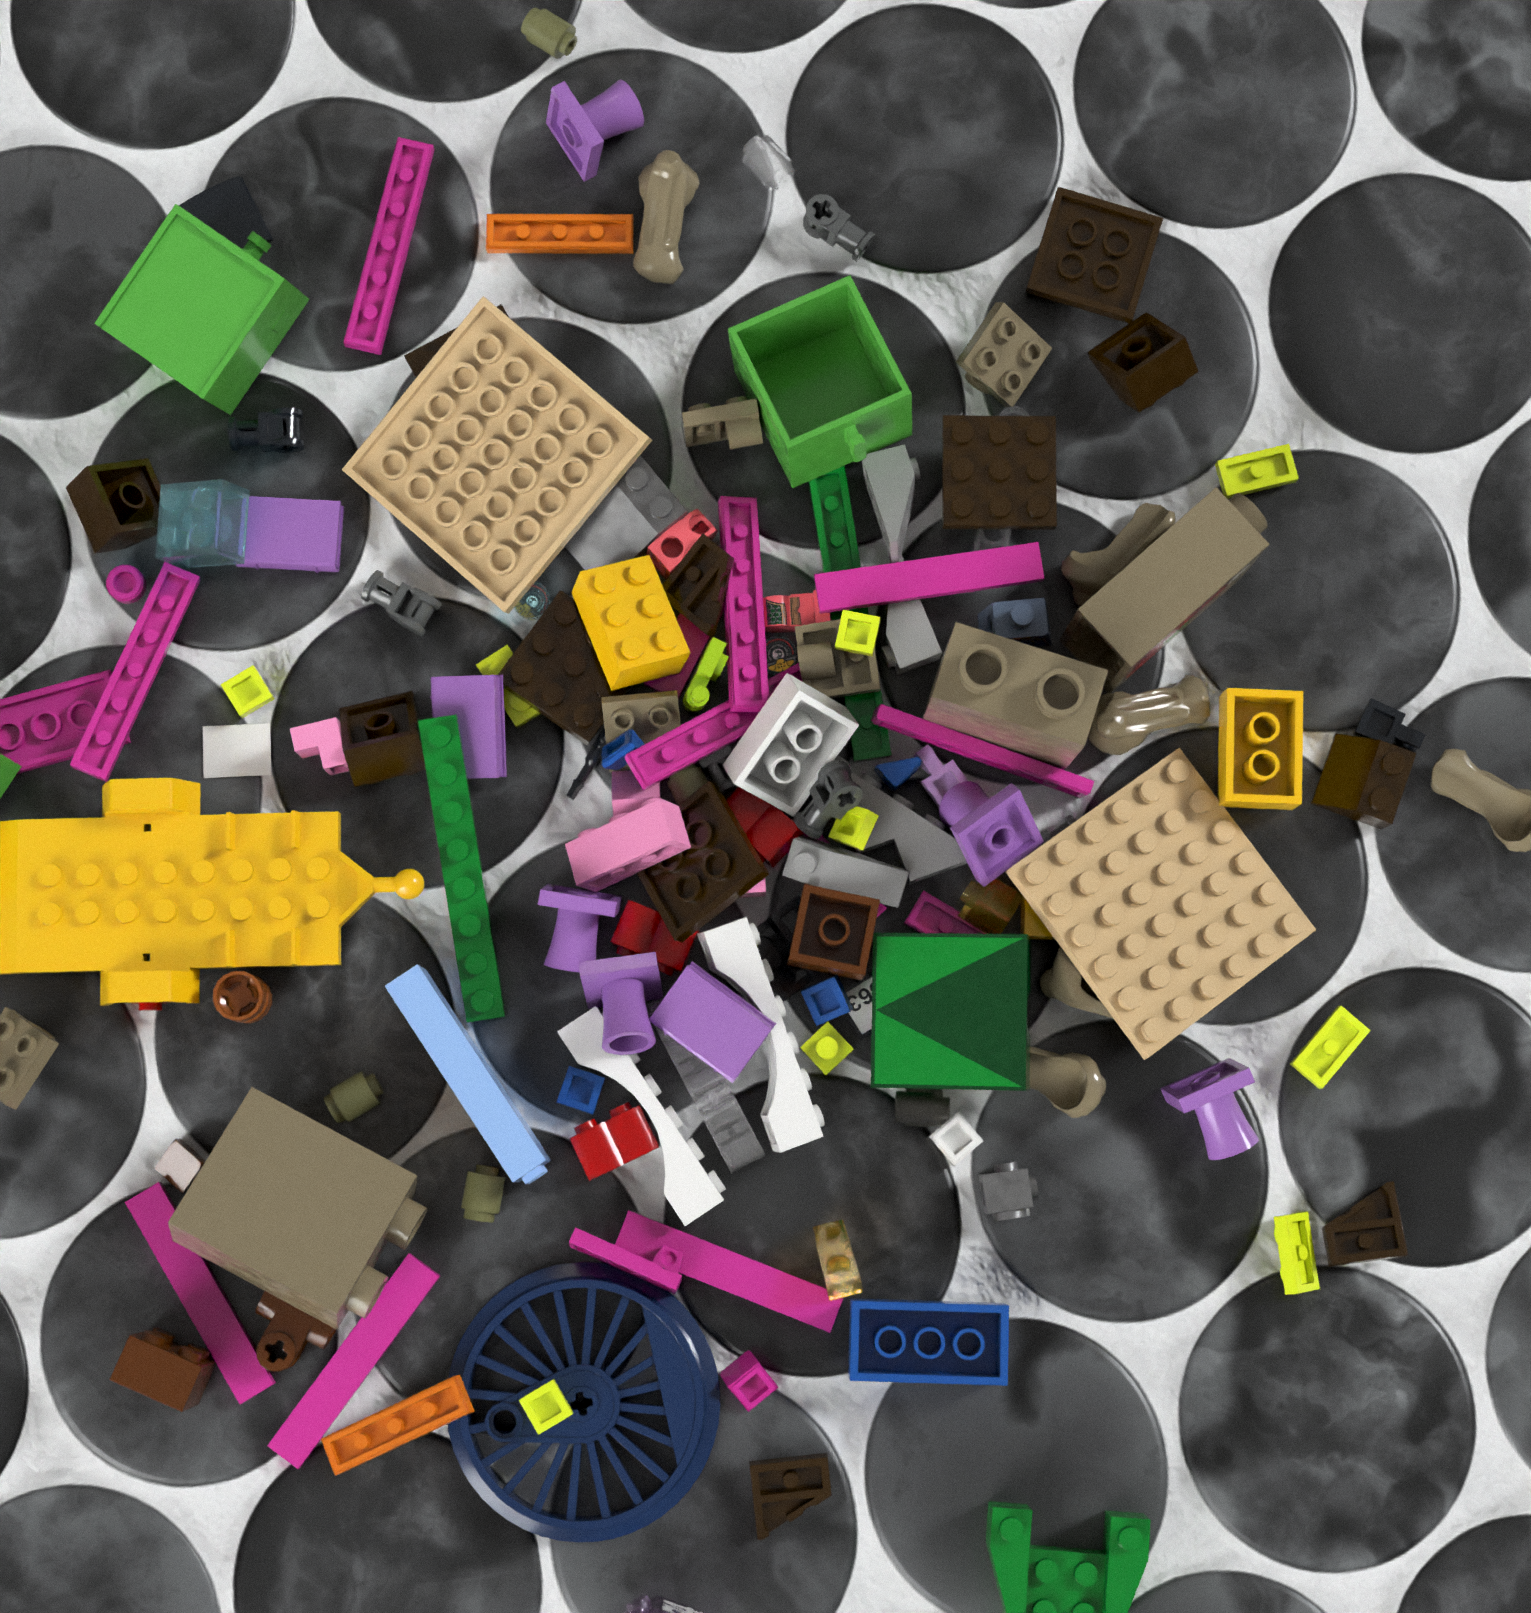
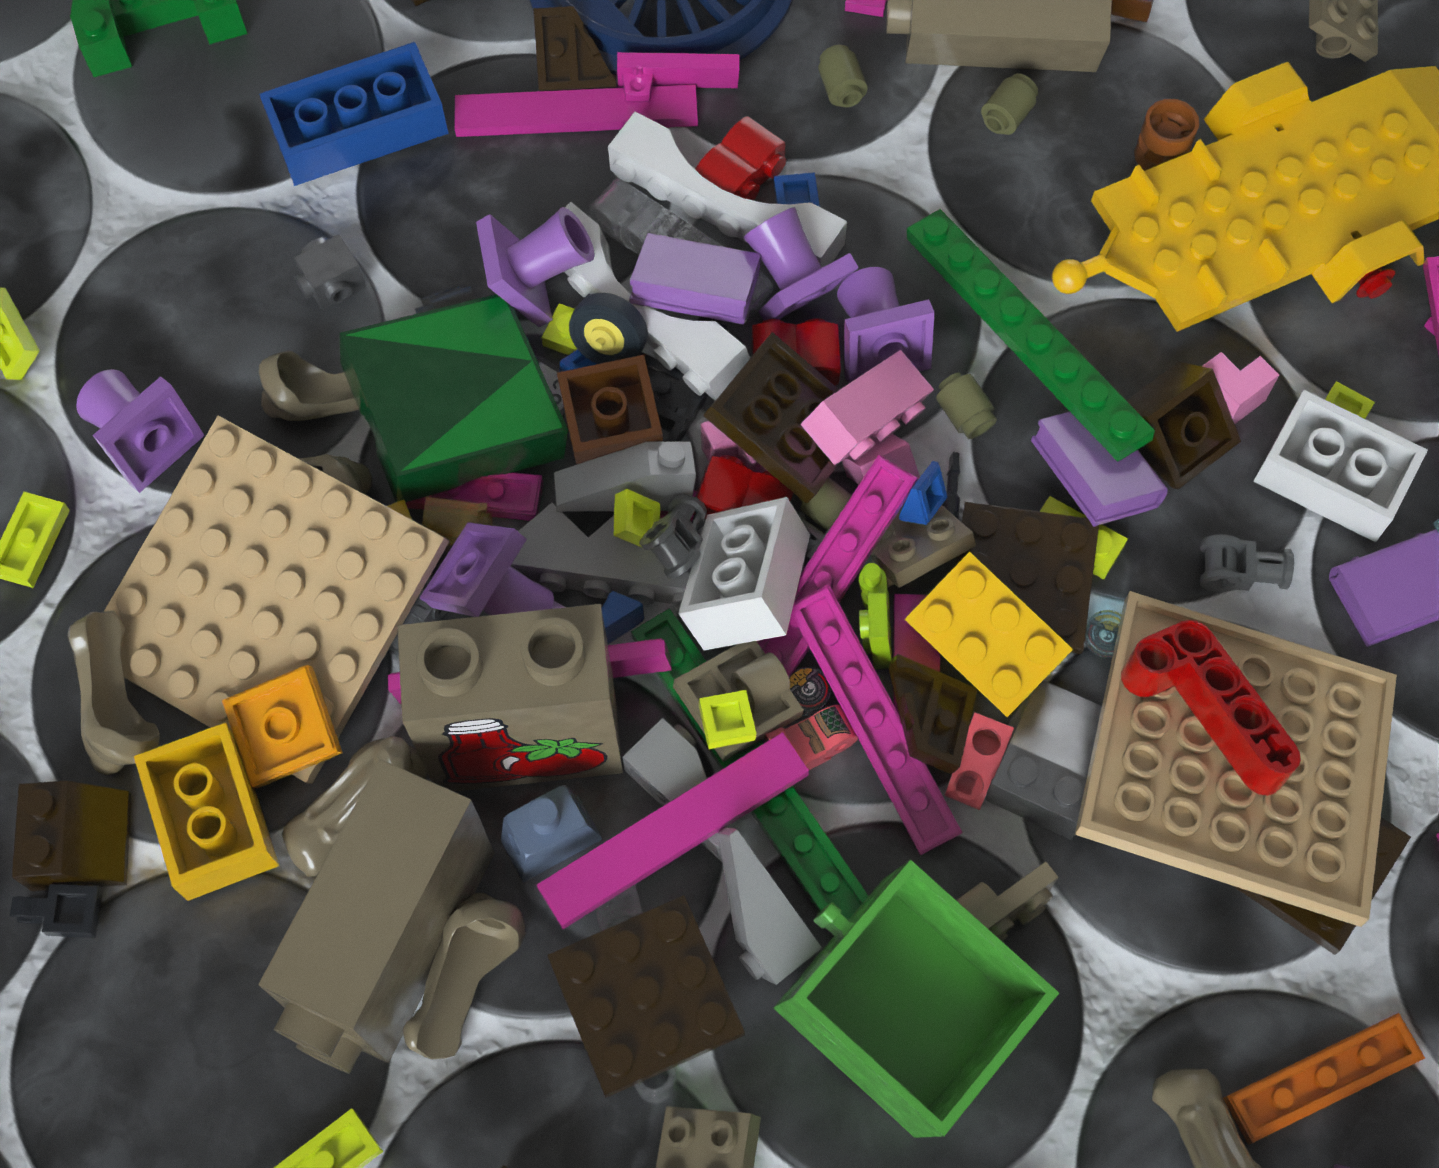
camera: 160 degrees right, 15 degrees down
(236, 750) = (1316, 361): white sticker -> none
(283, 641) = (1341, 466): none -> white brick
(469, 1075) = (912, 152): light blue brick -> none
(501, 479) = (1194, 663): none -> red beam
(541, 830) = (966, 405): none -> olive brick
(713, 1324) = (567, 52): none -> dark brown wing
(748, 1380) = (514, 36): dark pink slope -> none
(803, 1008) = (607, 328): none -> black wheel
(837, 1260) = (475, 148): clear yellow leg -> none
(846, 1106) = (520, 267): none -> medium lavender plant
(956, 1138) = (398, 300): white tile -> none
(1183, 787) = (282, 726): none -> light orange tile
(1309, 850) = (109, 722): none -> dark tan hair

